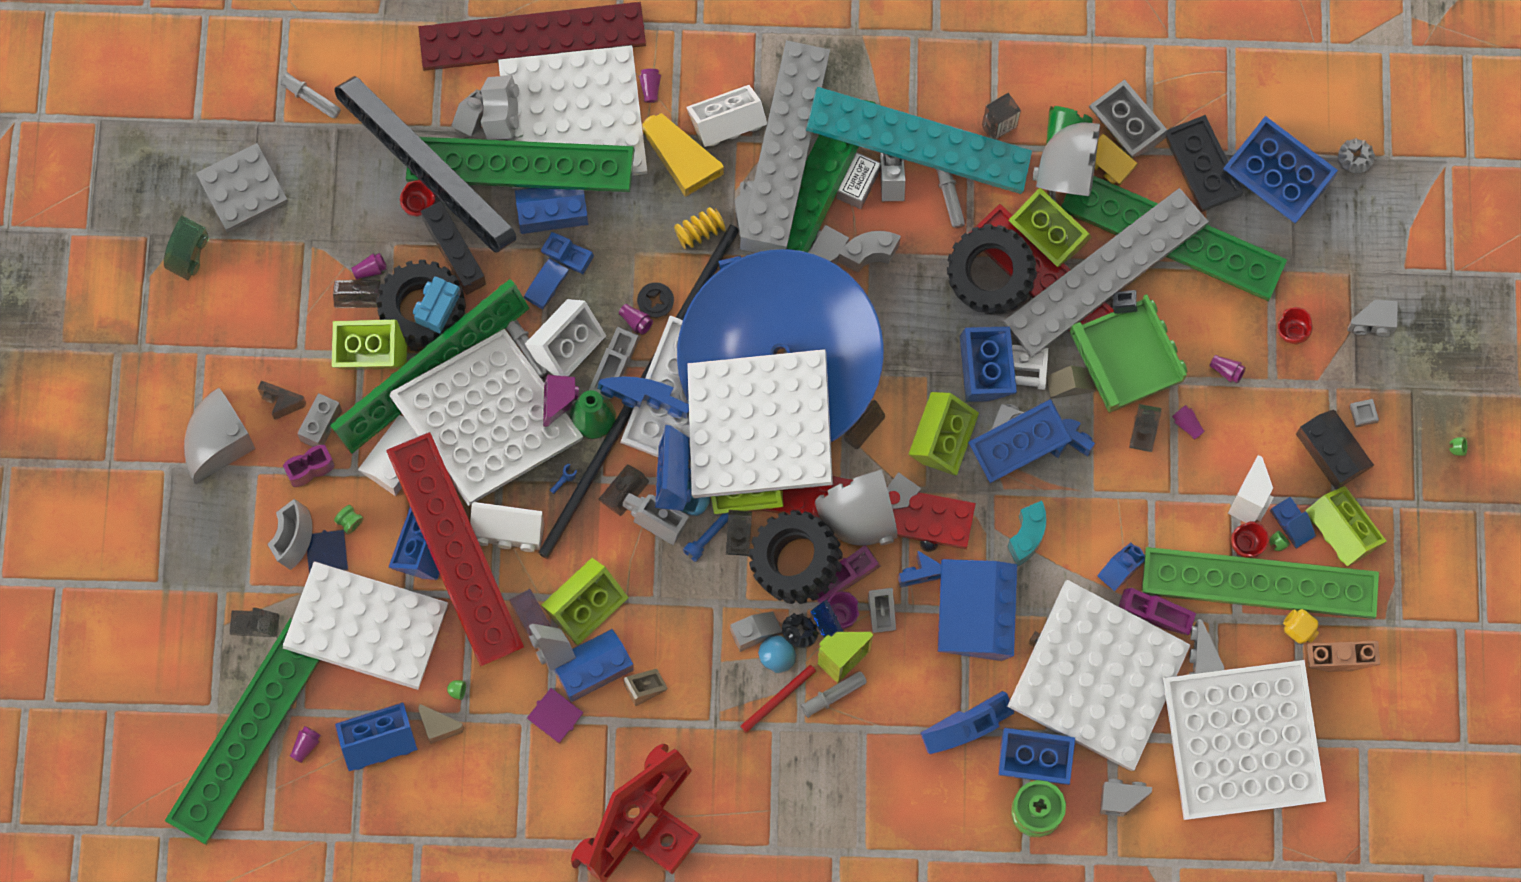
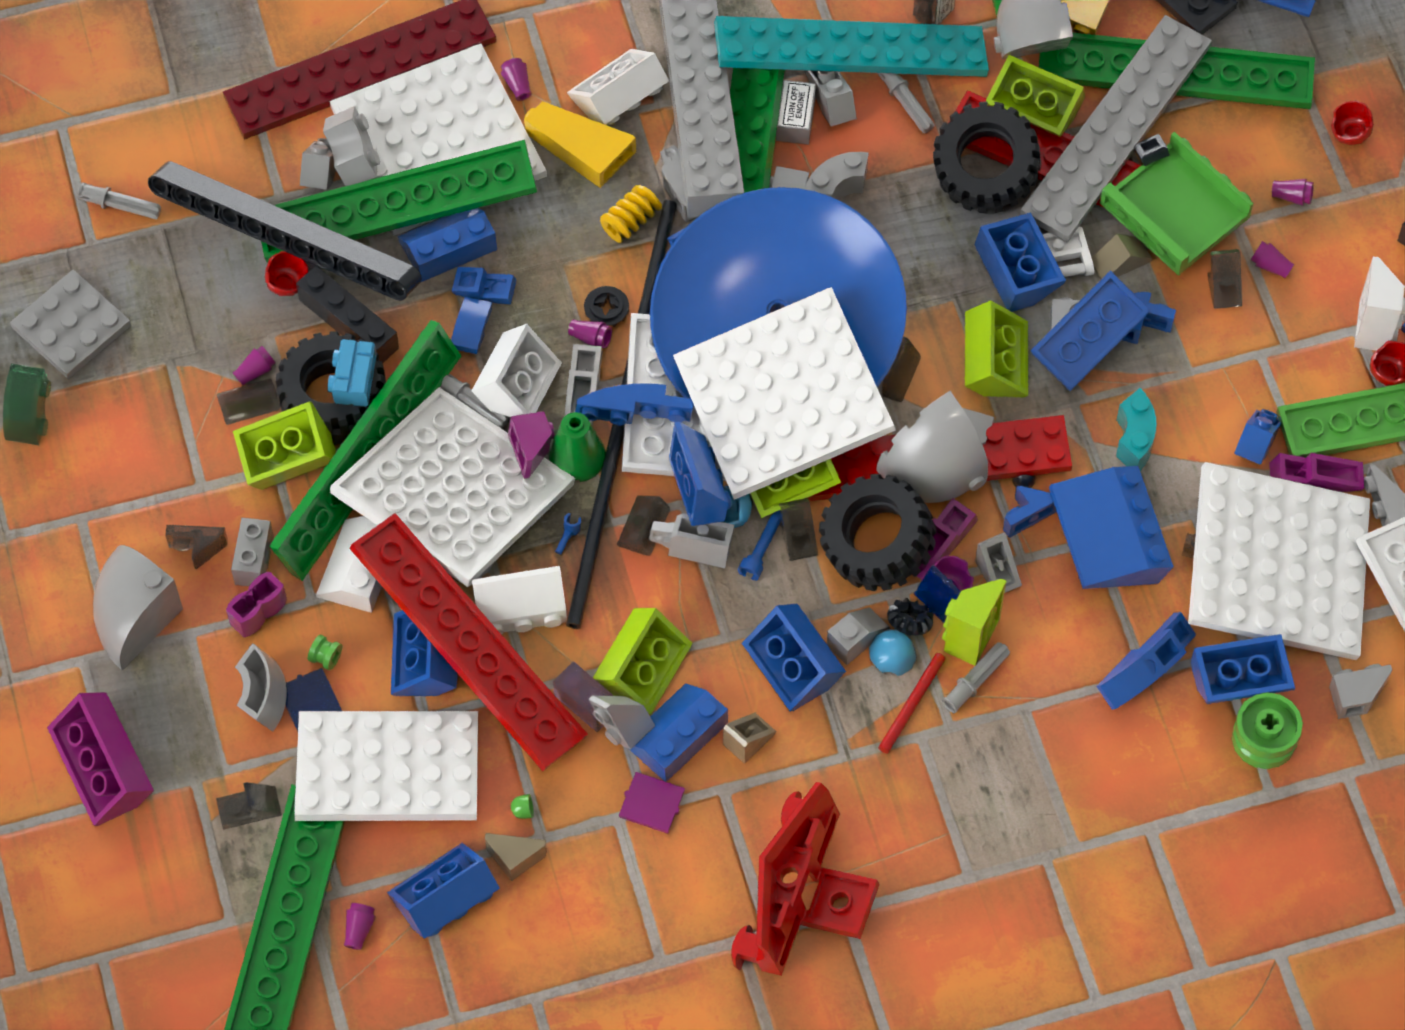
camera: 15 degrees left, 10 degrees down
(156, 550) = (99, 757): none -> magenta slope
(700, 633) = (793, 656): none -> blue slope

